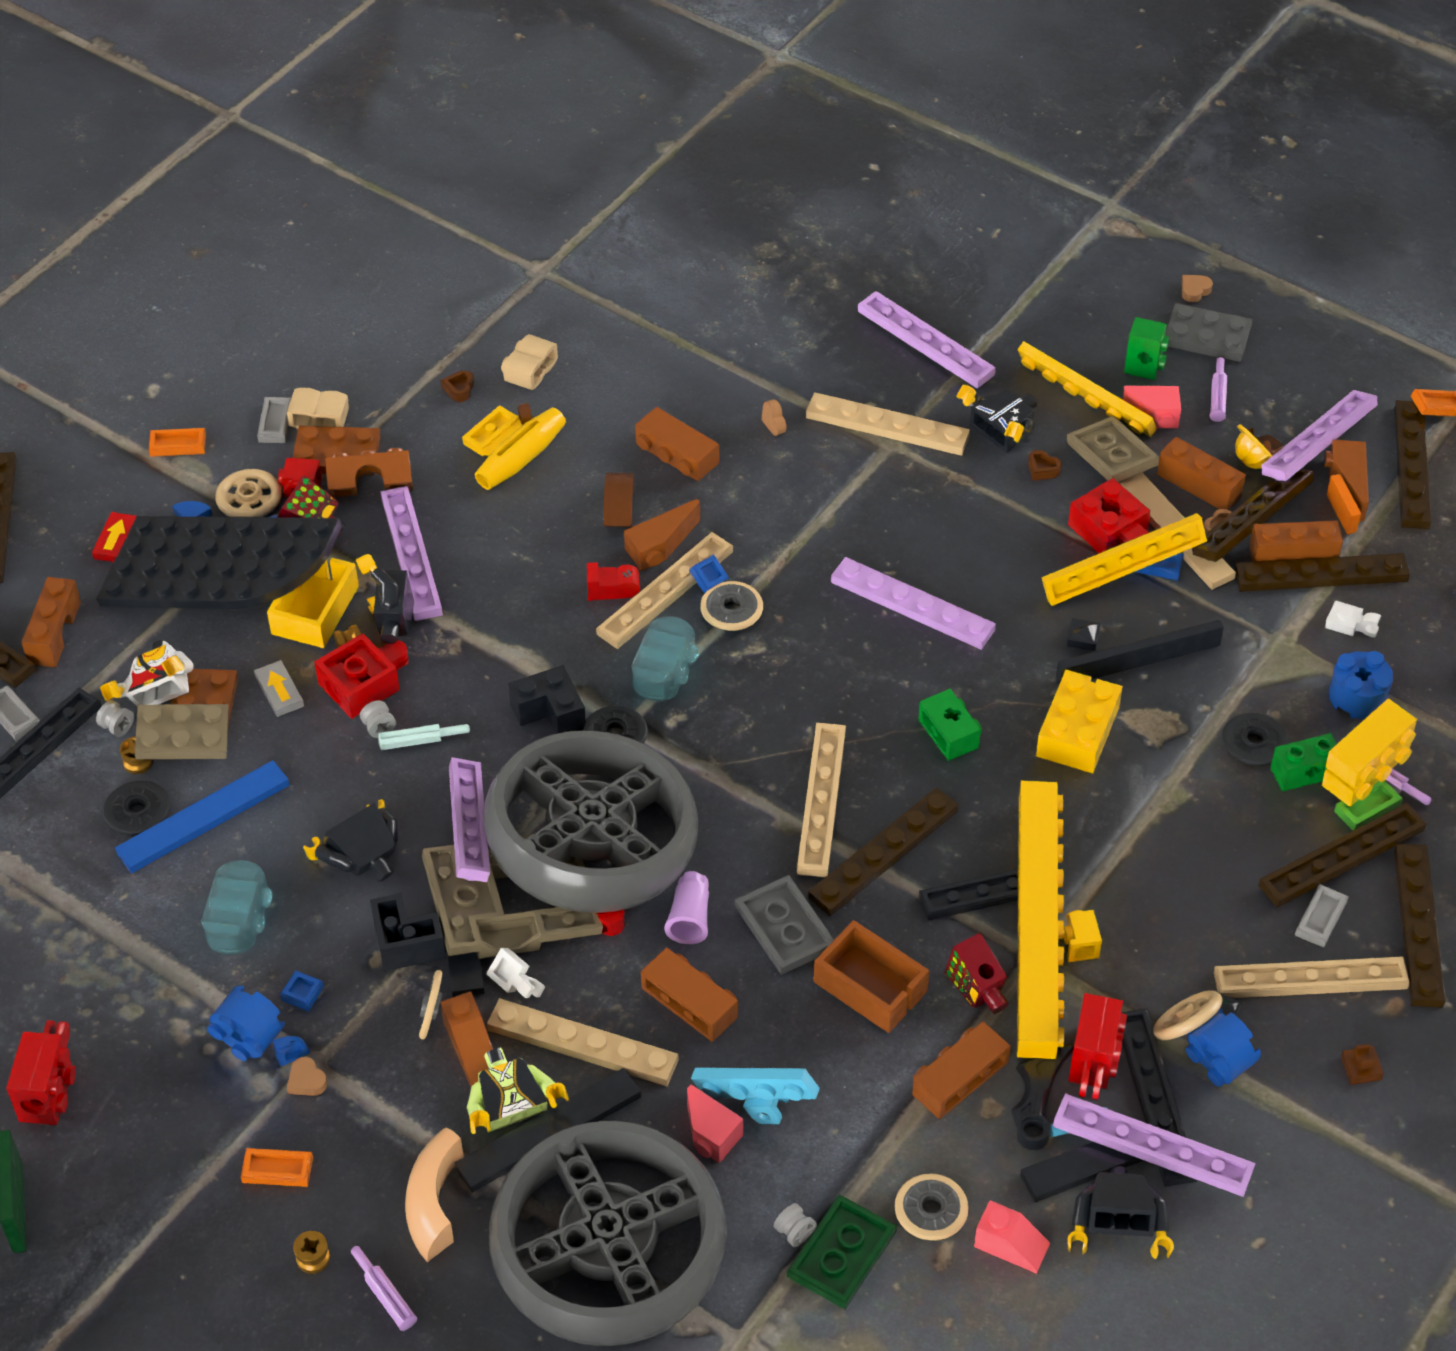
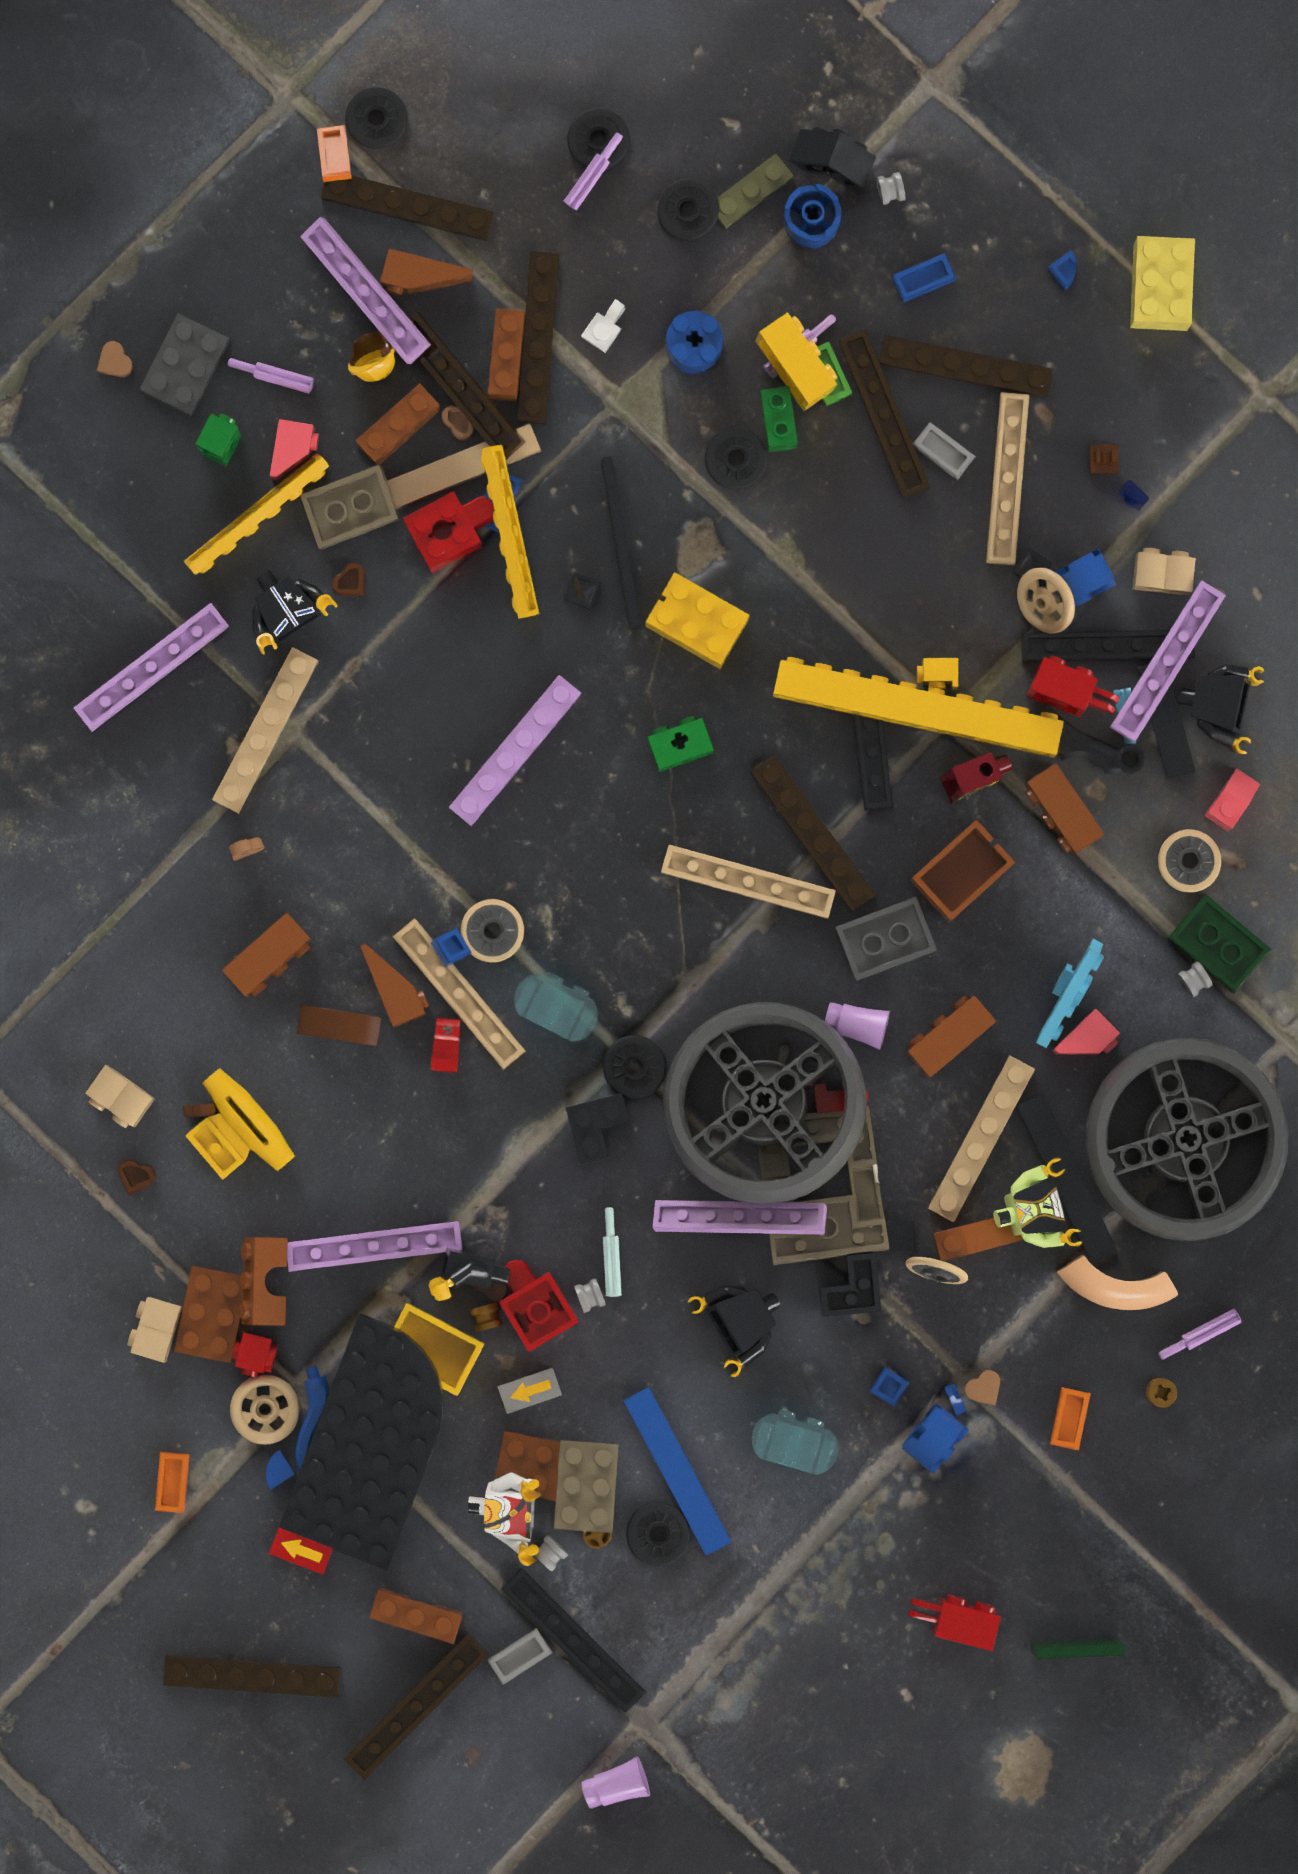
camera: 85 degrees left, 35 degrees up
(274, 420) = (155, 1377): light grey tile -> none
(309, 501) = (311, 1347): torso -> none
(510, 974) = (904, 1193): white plate -> none
(1253, 1133) = (1164, 572): none -> tan brick
(1330, 1093) = (1133, 495): none -> clear blue tile
(1343, 504) = (458, 292): orange tile -> none

